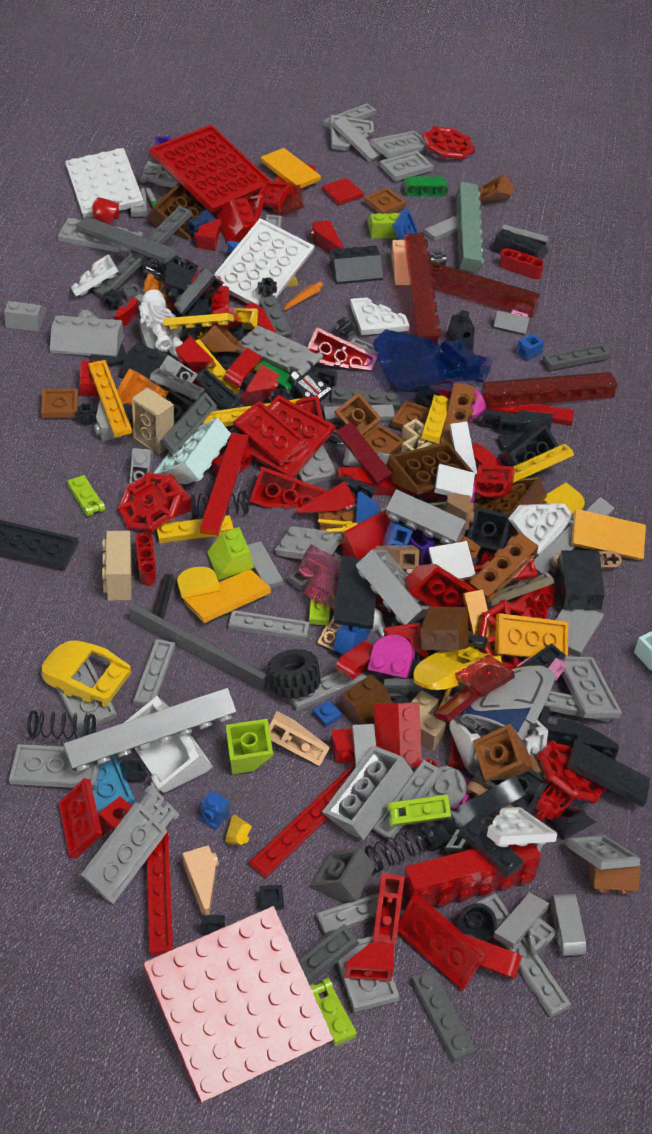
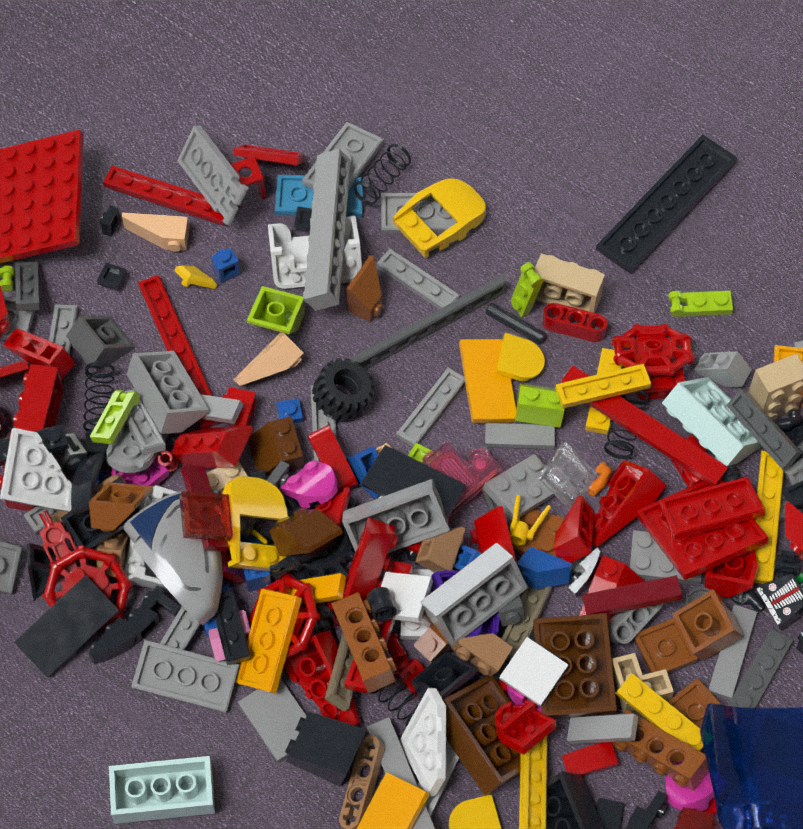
camera: 120 degrees right, 15 degrees up
(139, 582) = (526, 289): none -> lime plate
(185, 690) = (364, 292): none -> dark orange slope
(212, 502) = (602, 386): none -> yellow plate
(270, 508) = (601, 481): none -> orange arm
(290, 520) = (567, 475): none -> clear slope
(471, 563) = (382, 606): none -> black wheel

